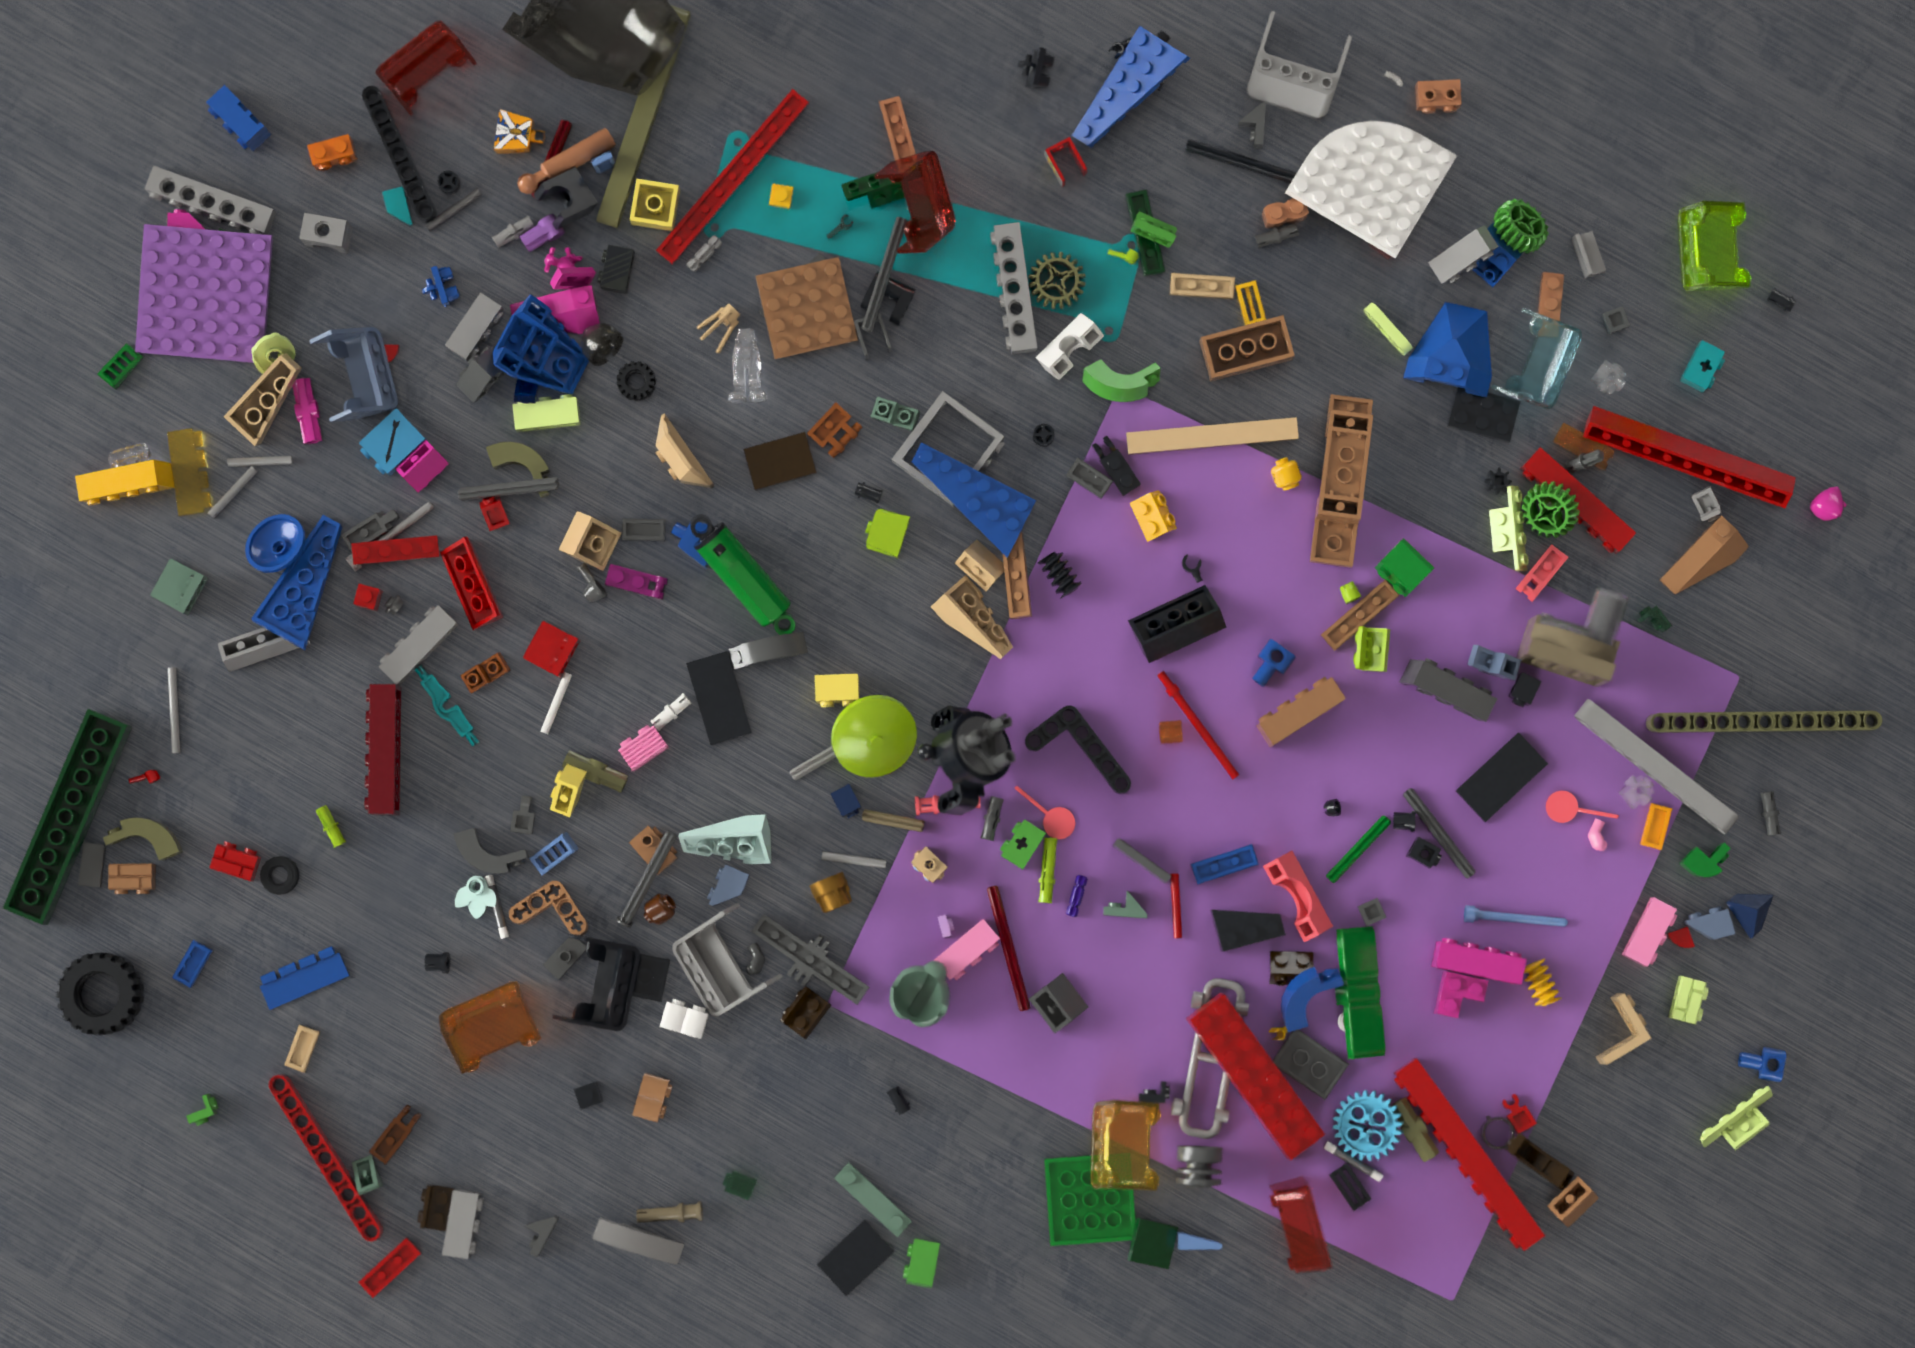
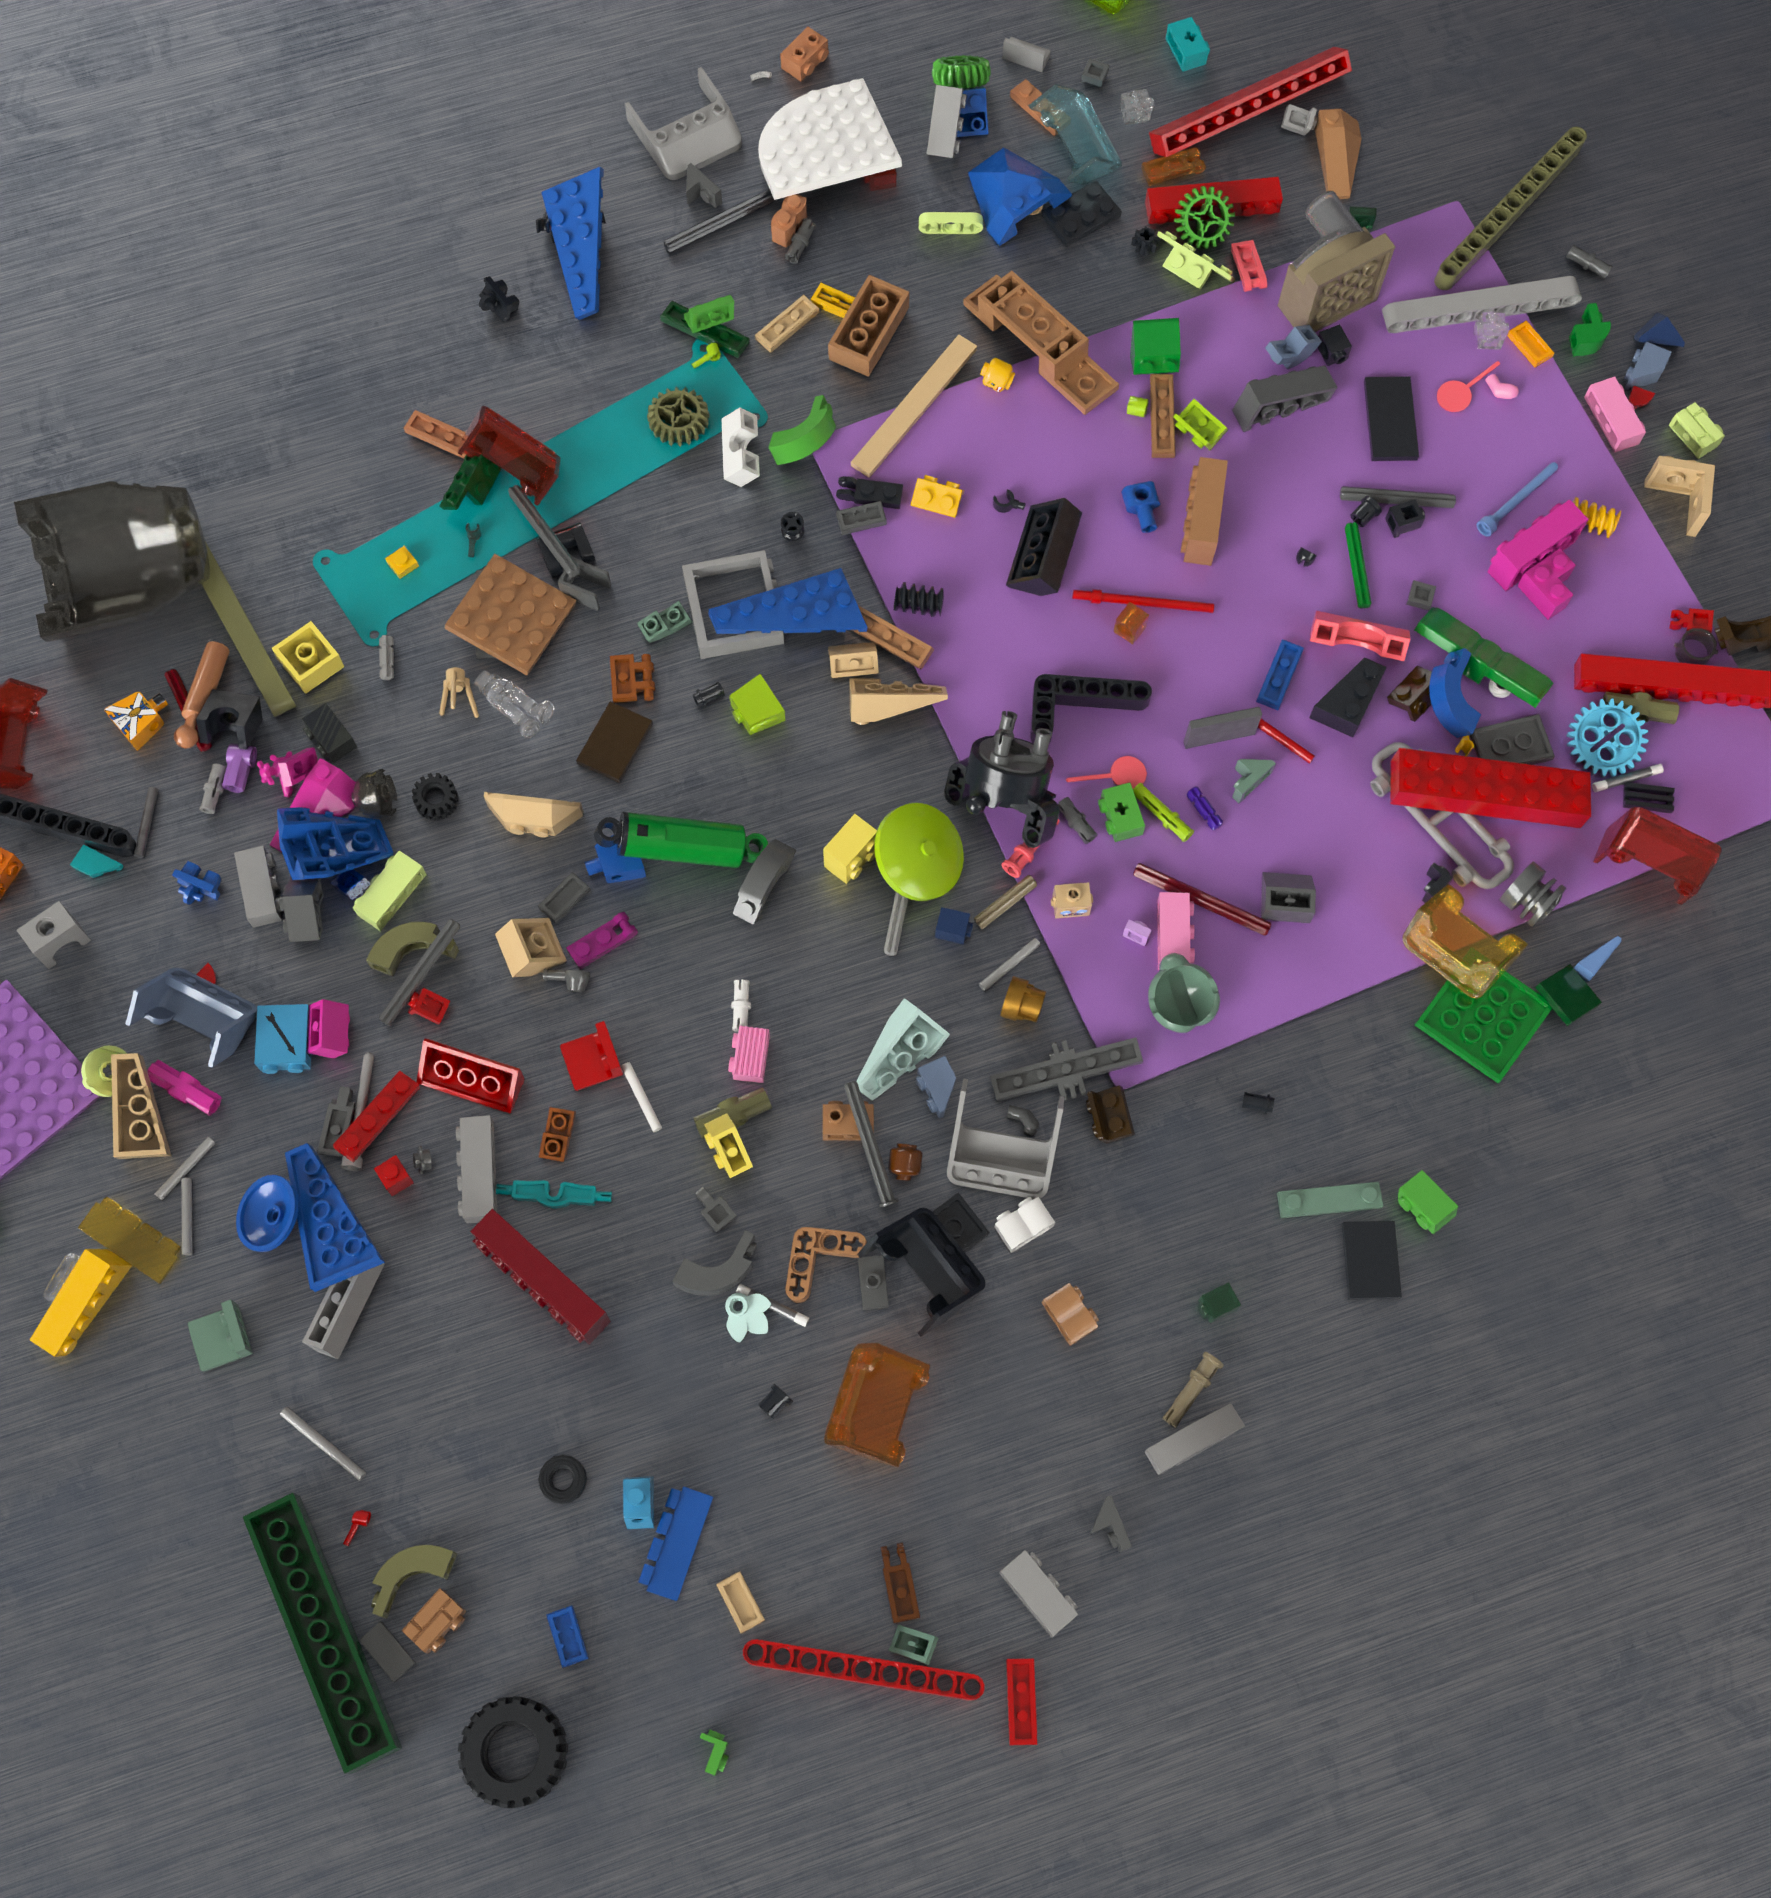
camera: 50 degrees left, 15 degrees down
(235, 862) = (512, 1508): red brick -> none
(306, 933) = (638, 1502): none -> dark azure torso
(330, 826) = (562, 1391): lime axle -> none
(436, 1207) = (1002, 1604): dark brown bracket -> none
(445, 179) = (115, 800): black wheel -> none
(568, 842) = (774, 1192): medium blue slope -> none
(588, 1095) = (1019, 1368): black brick -> none
(603, 162) = (232, 667): medium blue slope -> none
(719, 698) = (766, 957): black tile -> none
(732, 176) = (348, 585): red plate -> none
(1012, 234) = (610, 418): light grey brick -> none
(1057, 147) = (591, 324): red piece -> none
(1585, 461) = (1188, 165): dark grey axle -> none
(1828, 504) = (1375, 42): dark pink piece -> none

